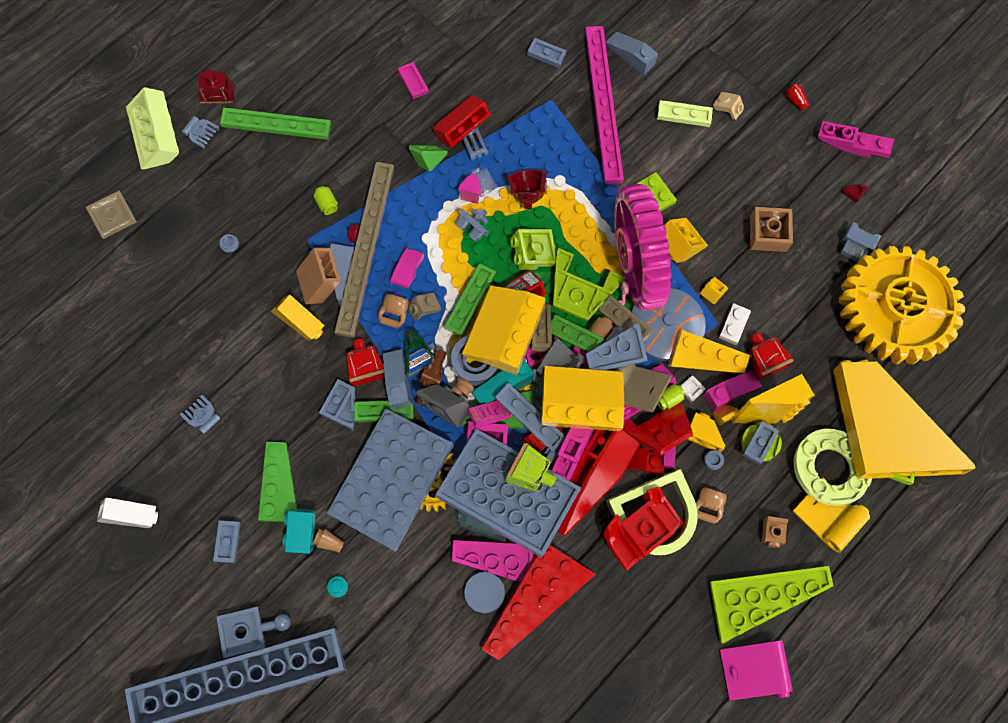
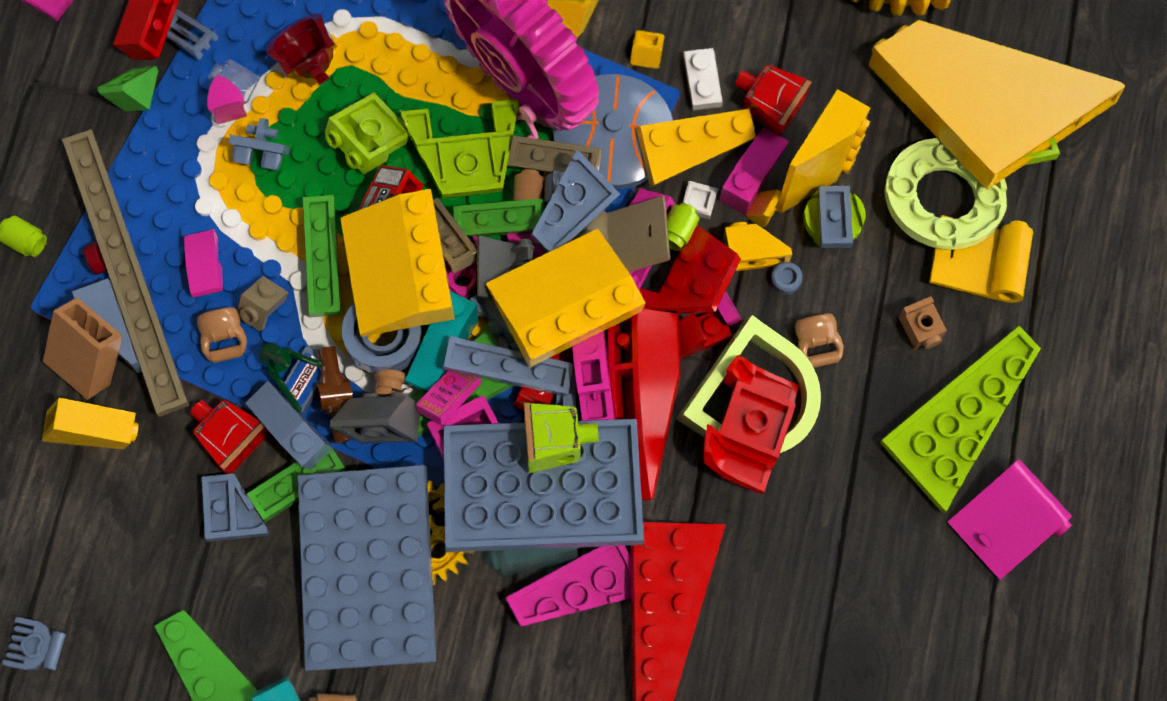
camera: 30 degrees left, 0 degrees up
(484, 592) = (592, 642): sand blue tile -> none

